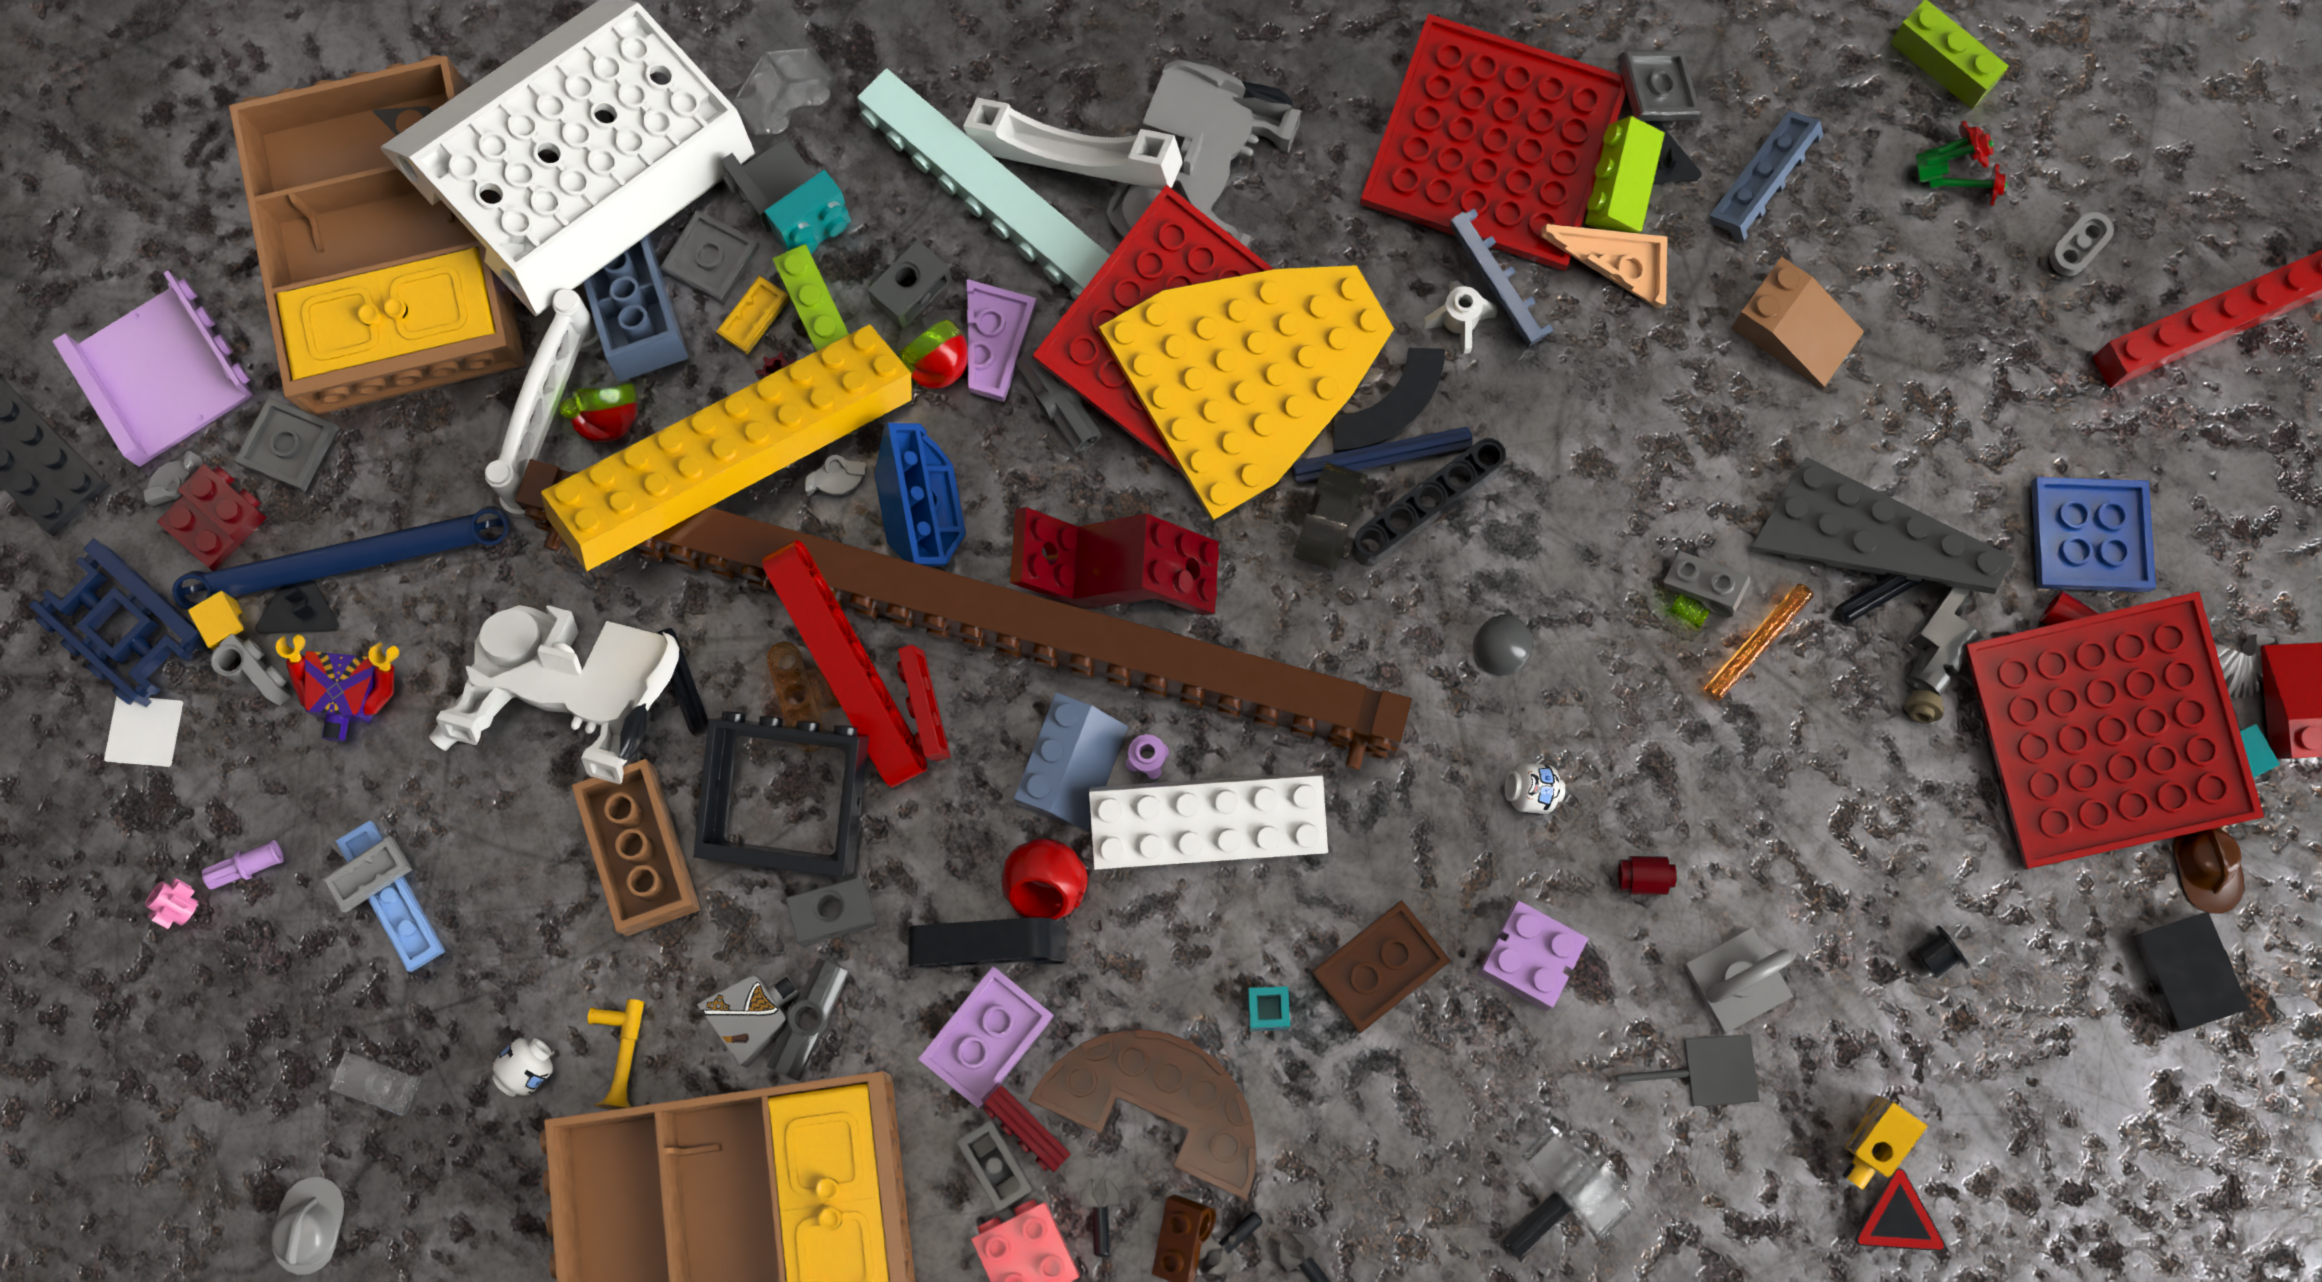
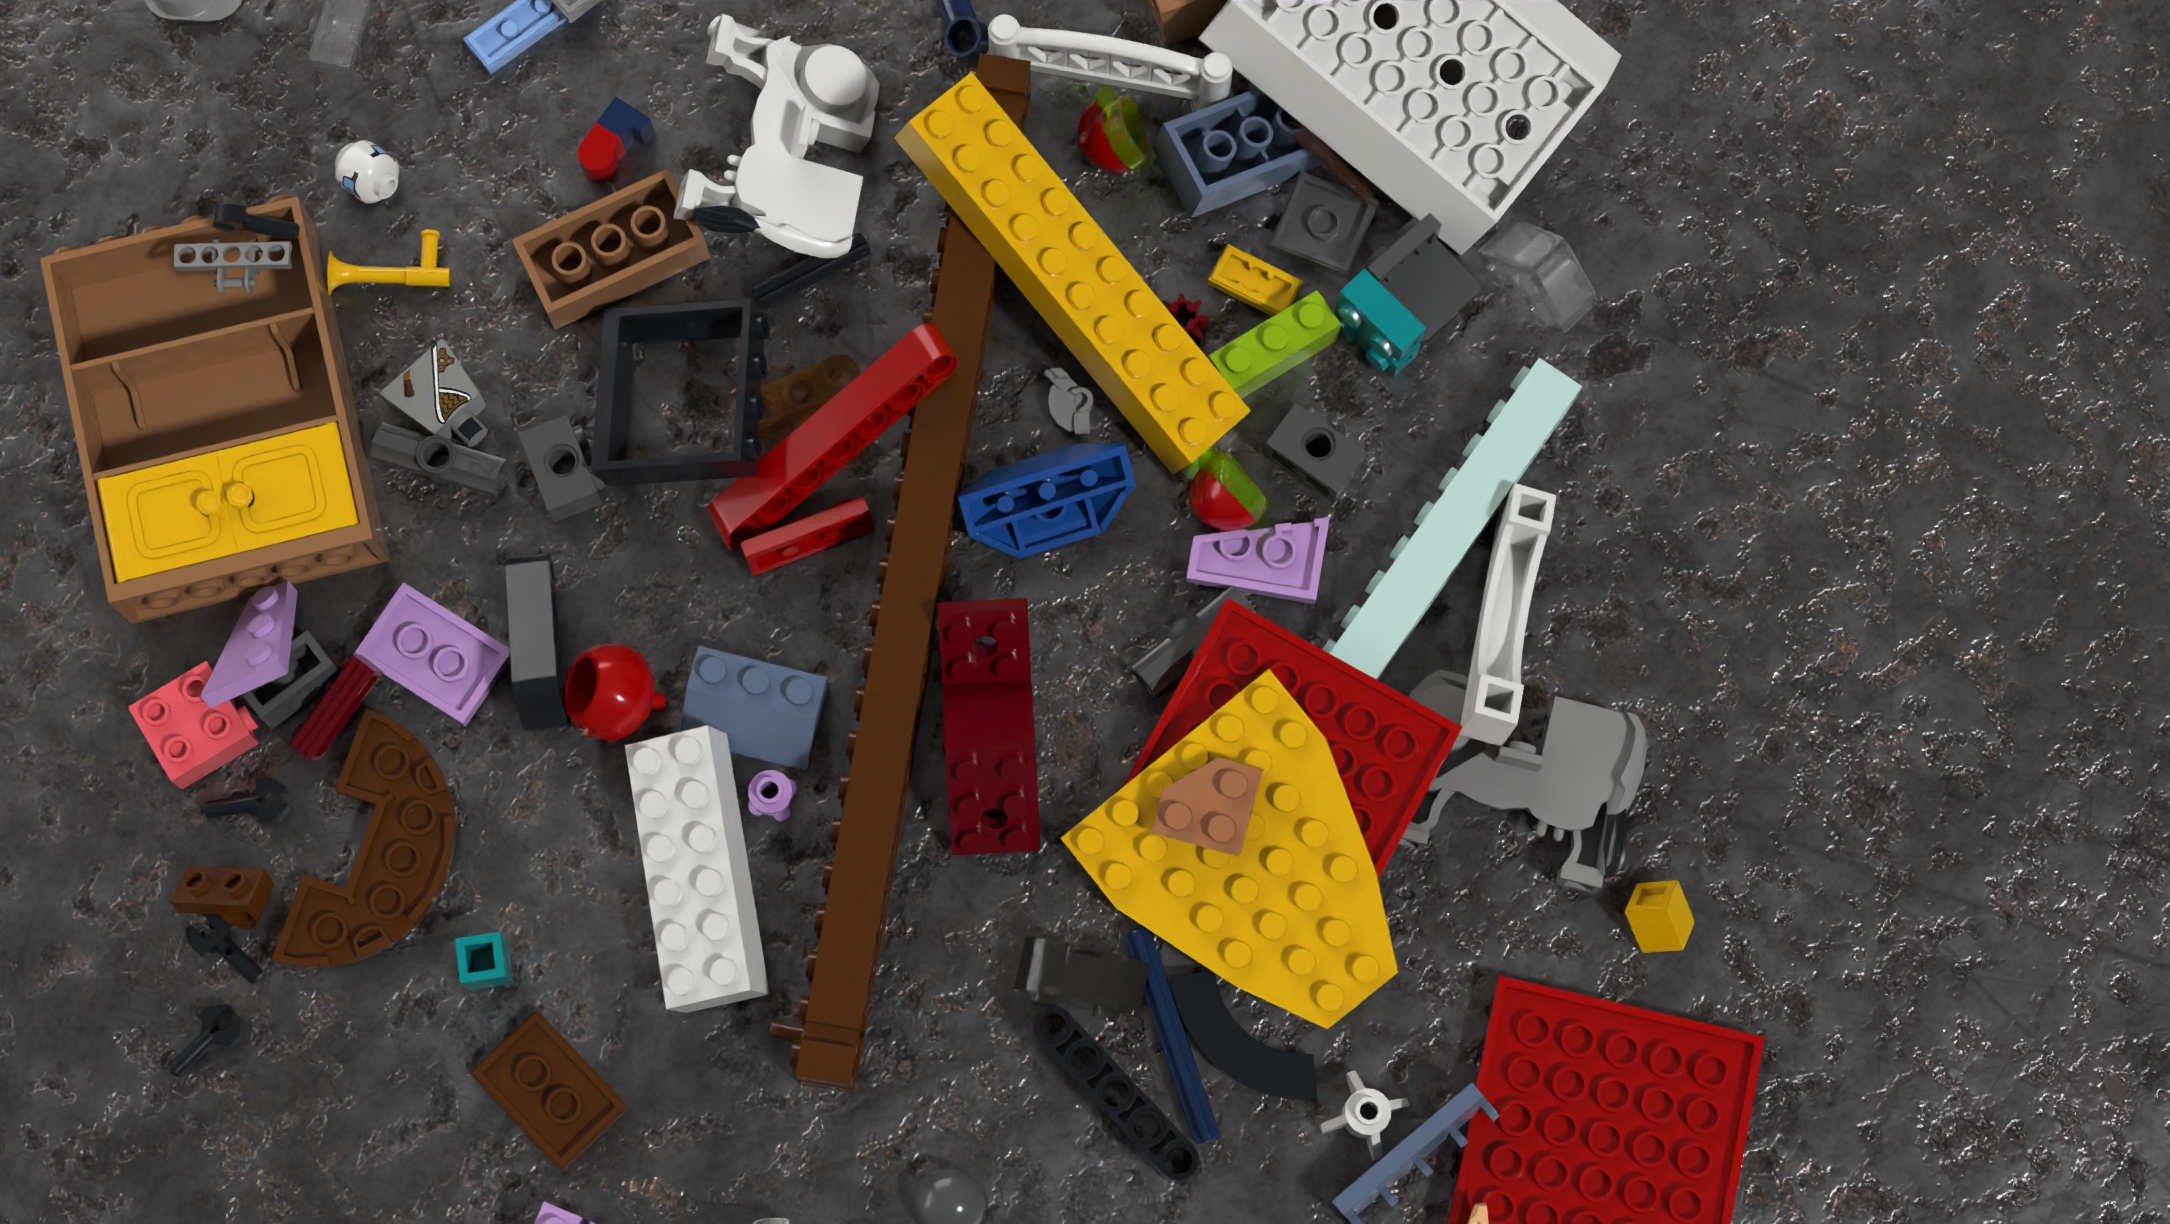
camera: 80 degrees right, 0 degrees up
(528, 843) = (611, 139): none -> leg
(561, 1172) = (235, 220): none -> black bar
(603, 1195) = (218, 263): none -> light grey piece
(658, 229) = (1334, 172): none -> reddish brown piece
(964, 1190) = (257, 647): none -> lavender wing
(1207, 388) = (1210, 806): none -> nougat plate
(1325, 76) = (1660, 916): none -> yellow panel

